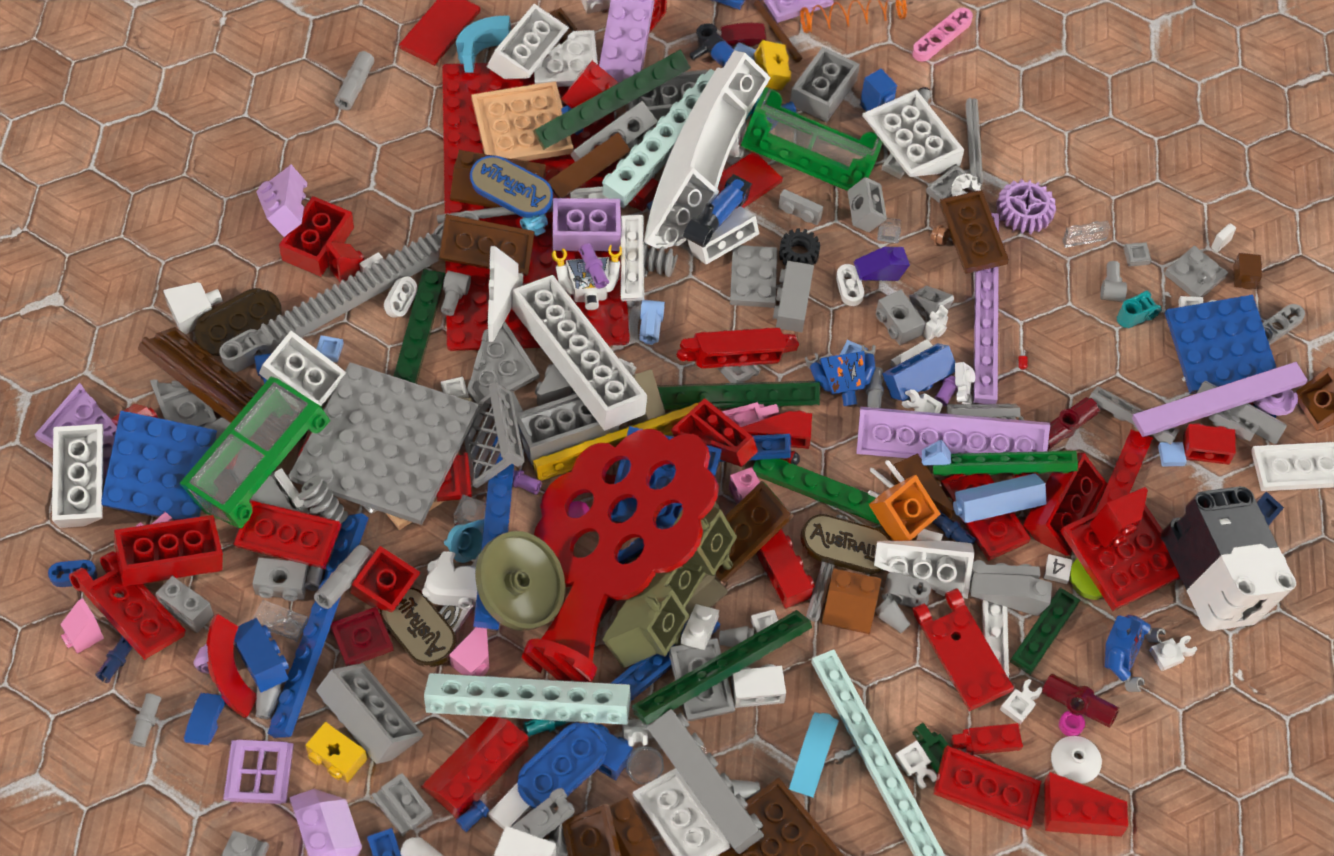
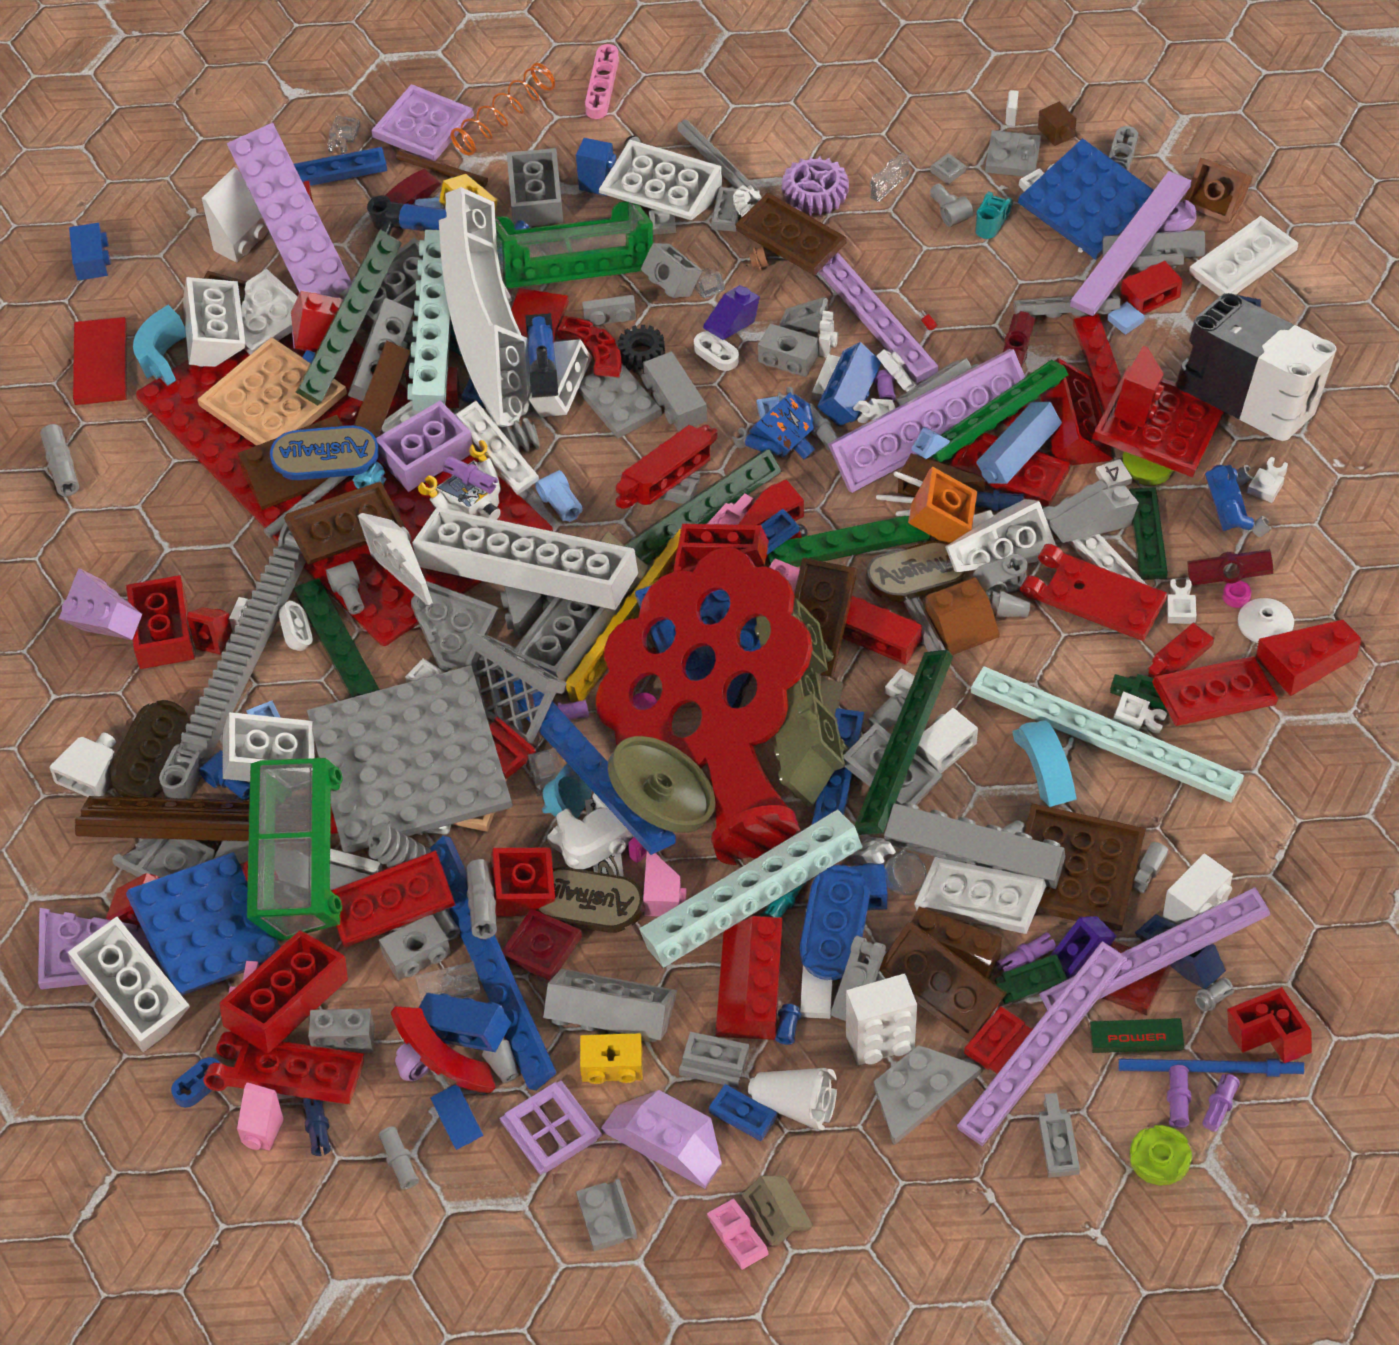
camera: 30 degrees left, 5 degrees down
(700, 627) = (852, 723): white plate -> none
(772, 225) = (596, 341): none -> red tile

